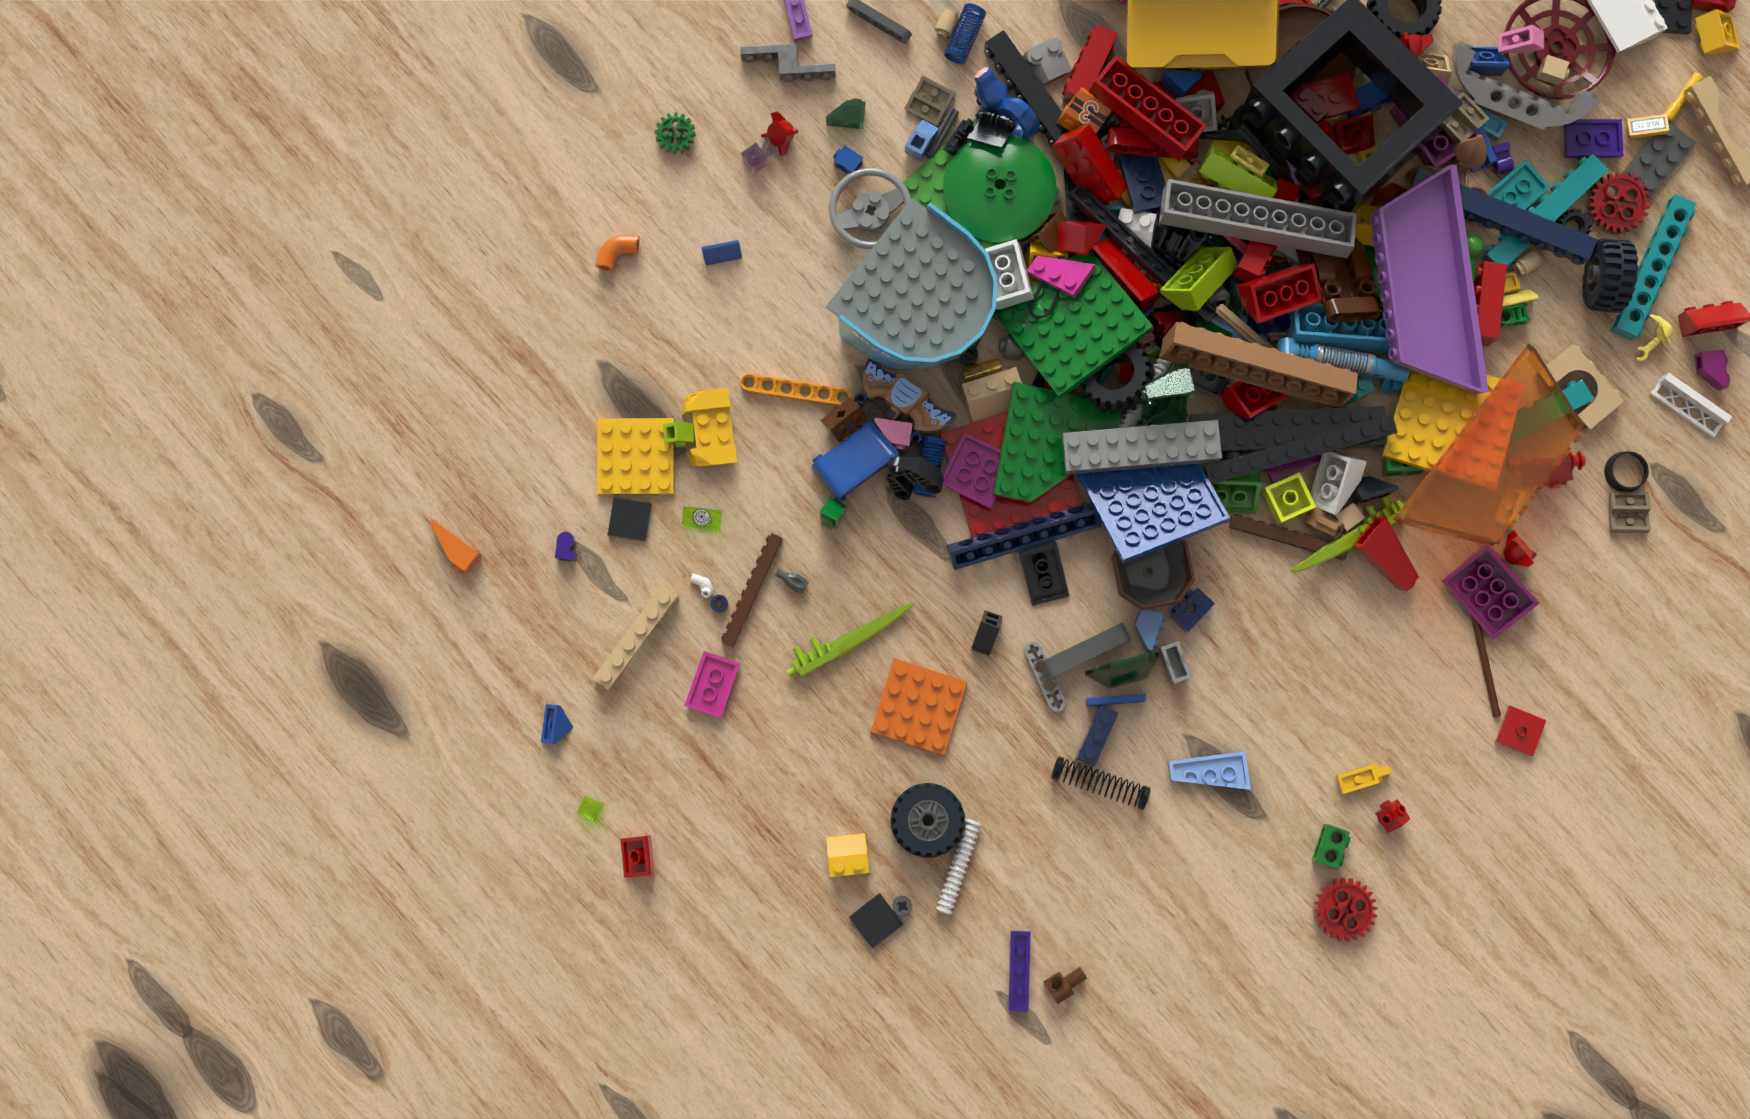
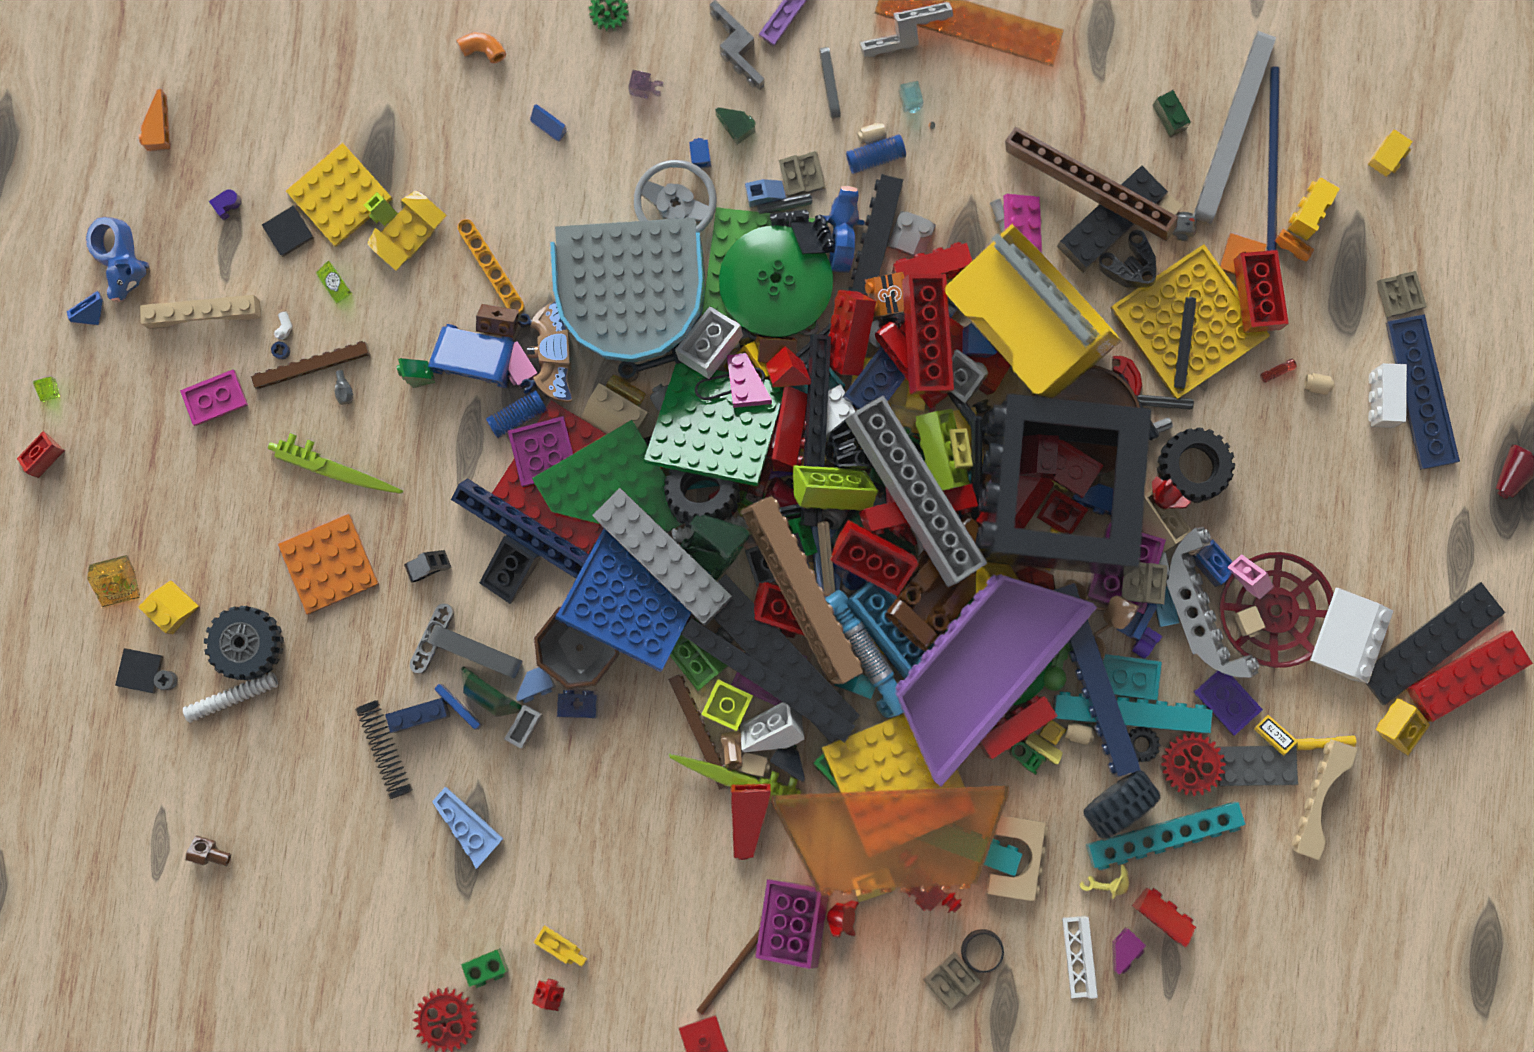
camera: 55 degrees right, 0 degrees up
(548, 666) = (123, 268): none -> blue animal
(780, 133) = (676, 85): red piece -> none
(790, 881) = (113, 581): none -> clear yellow slope
(905, 470) = (493, 402): black connector -> none
(1019, 971) = (189, 810): dark purple plate -> none

